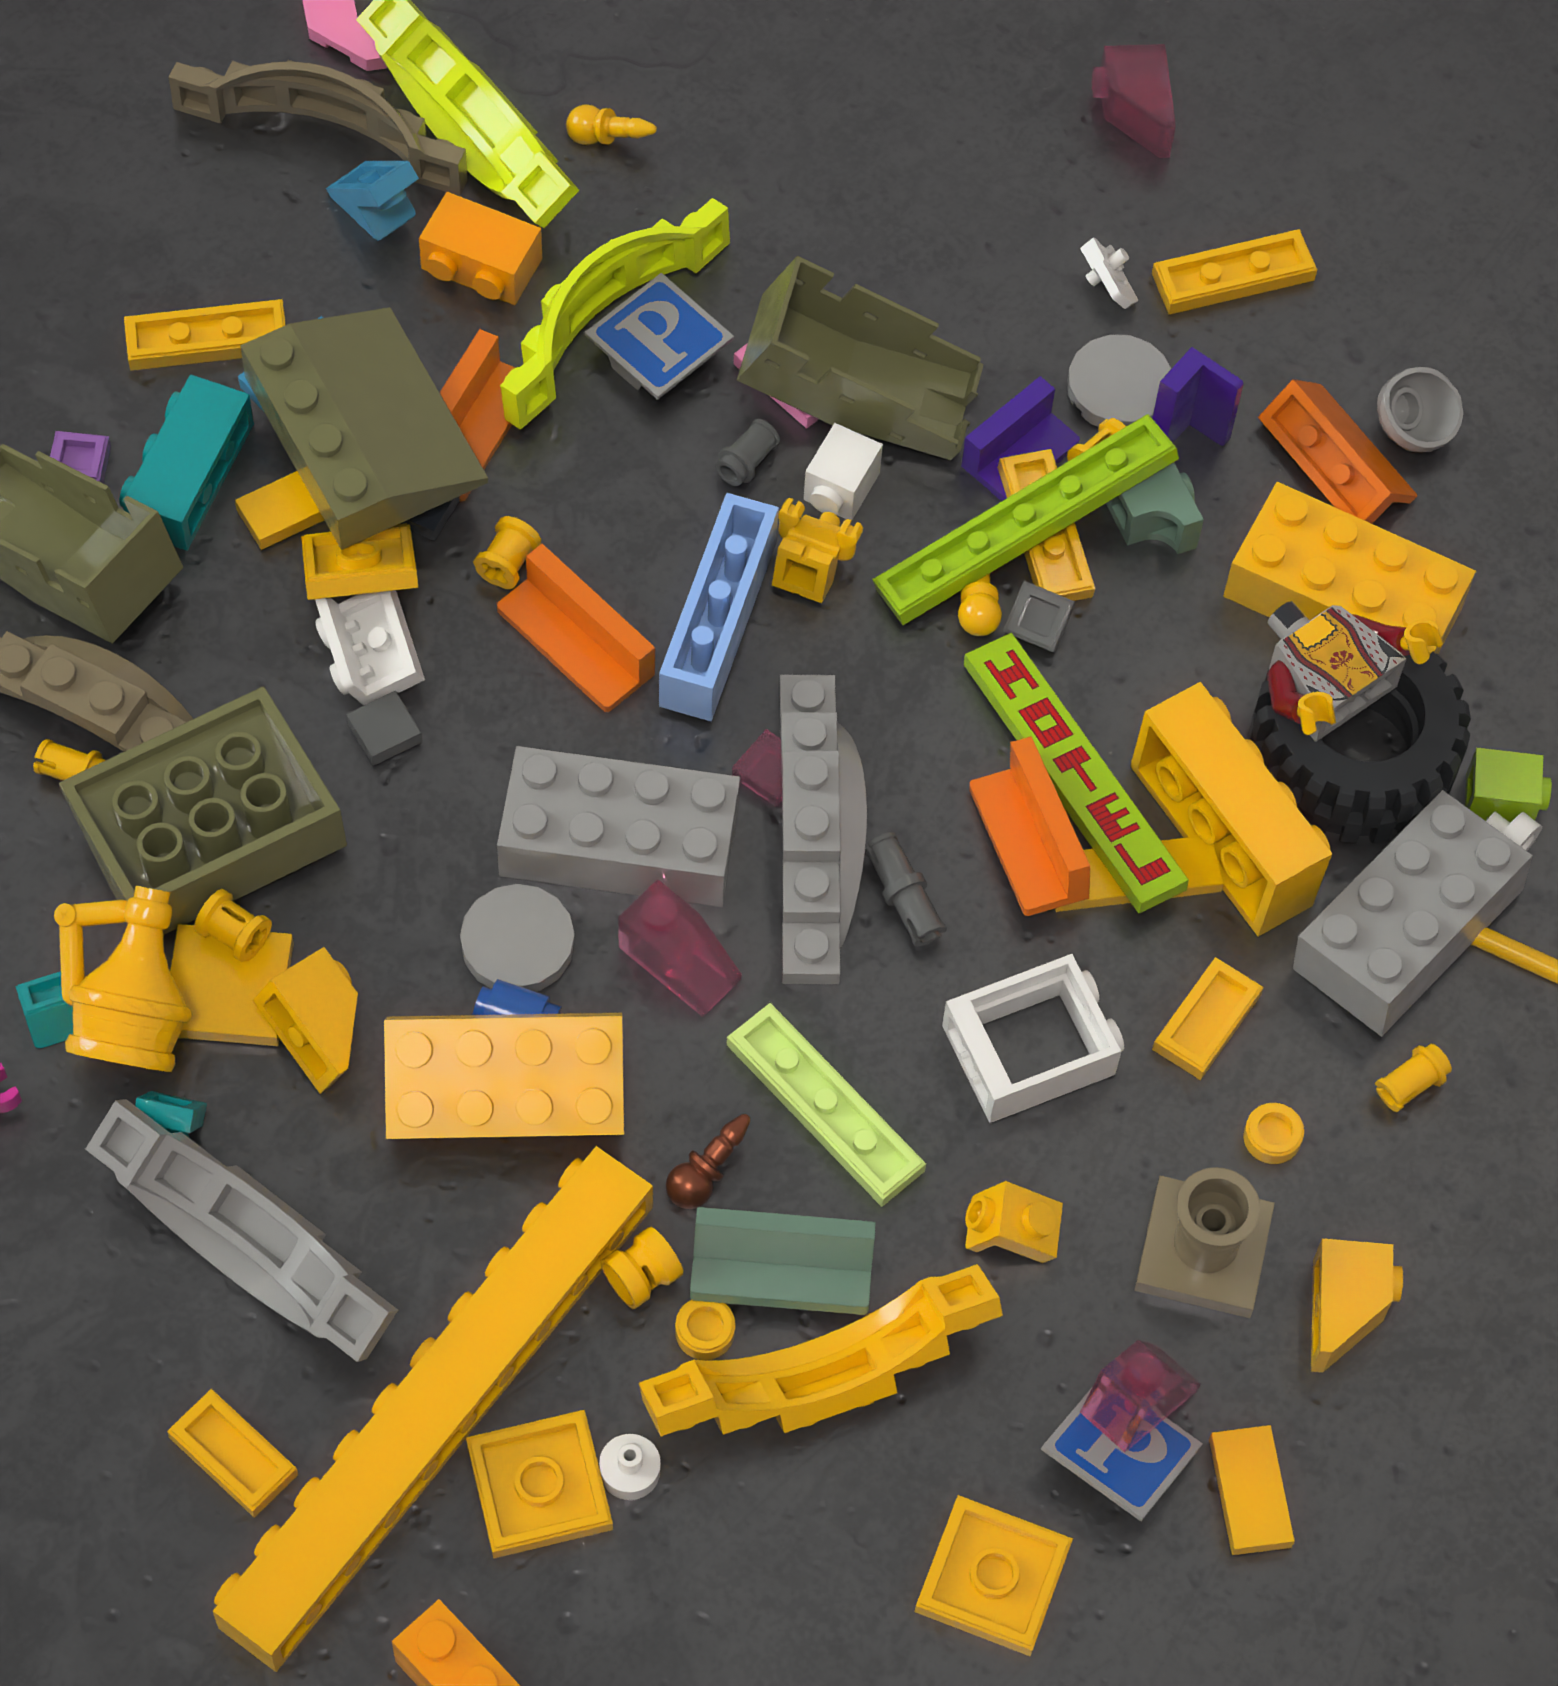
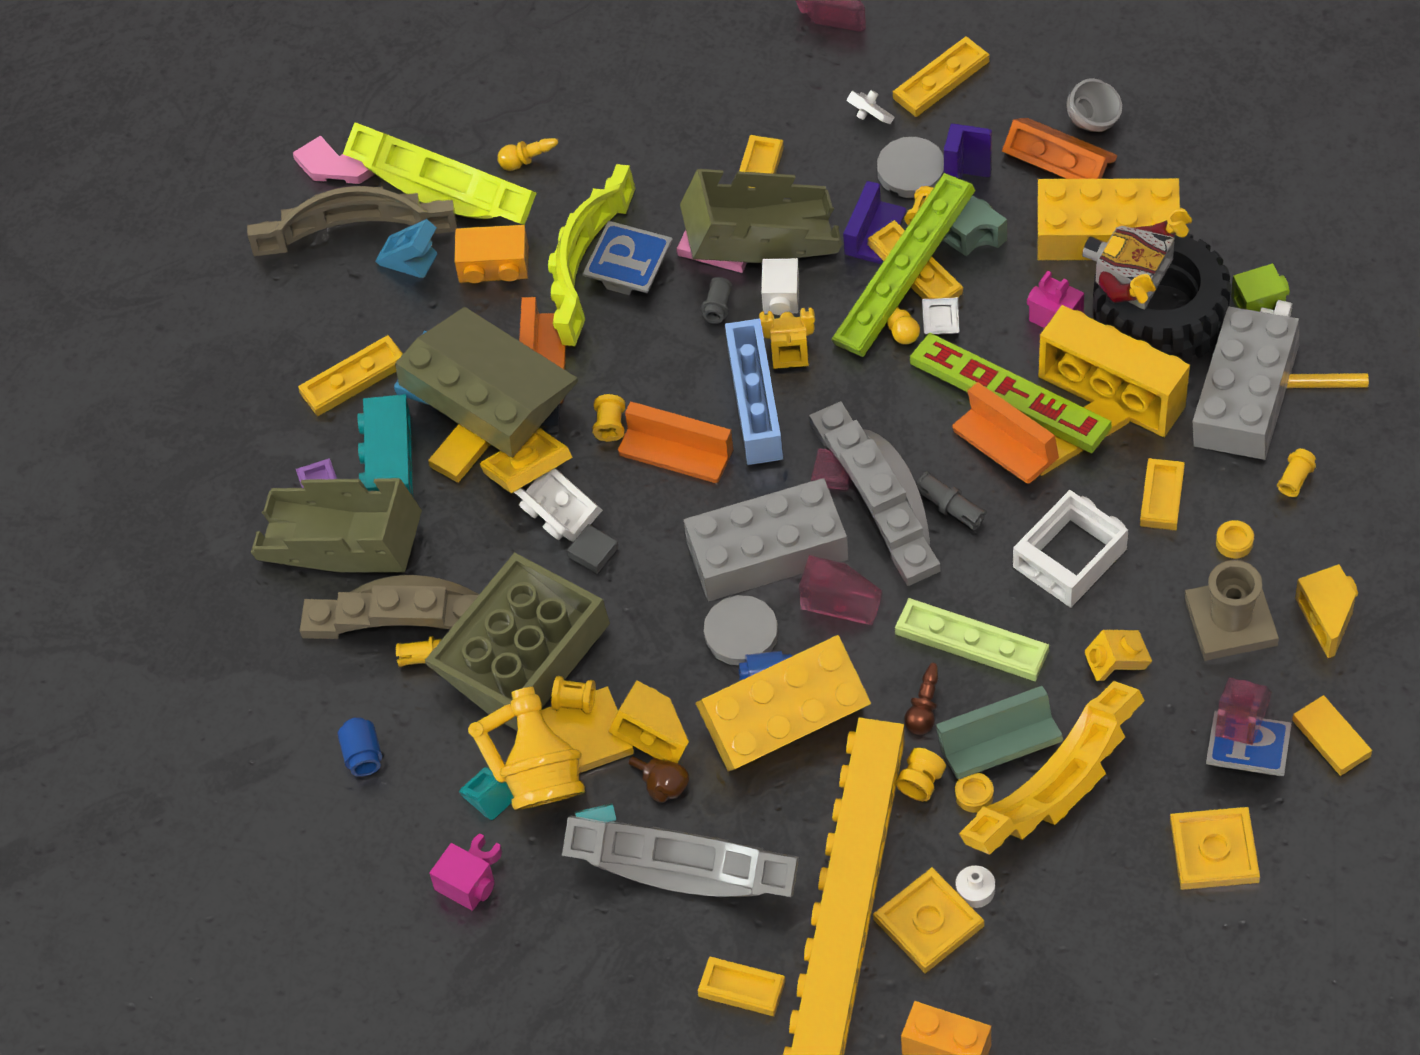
camera: 15 degrees left, 5 degrees down
(293, 1100) = (663, 778): none -> reddish brown piece
(921, 278) = (762, 155): none -> yellow tile
(1210, 660) = (1049, 297): none -> dark pink brick

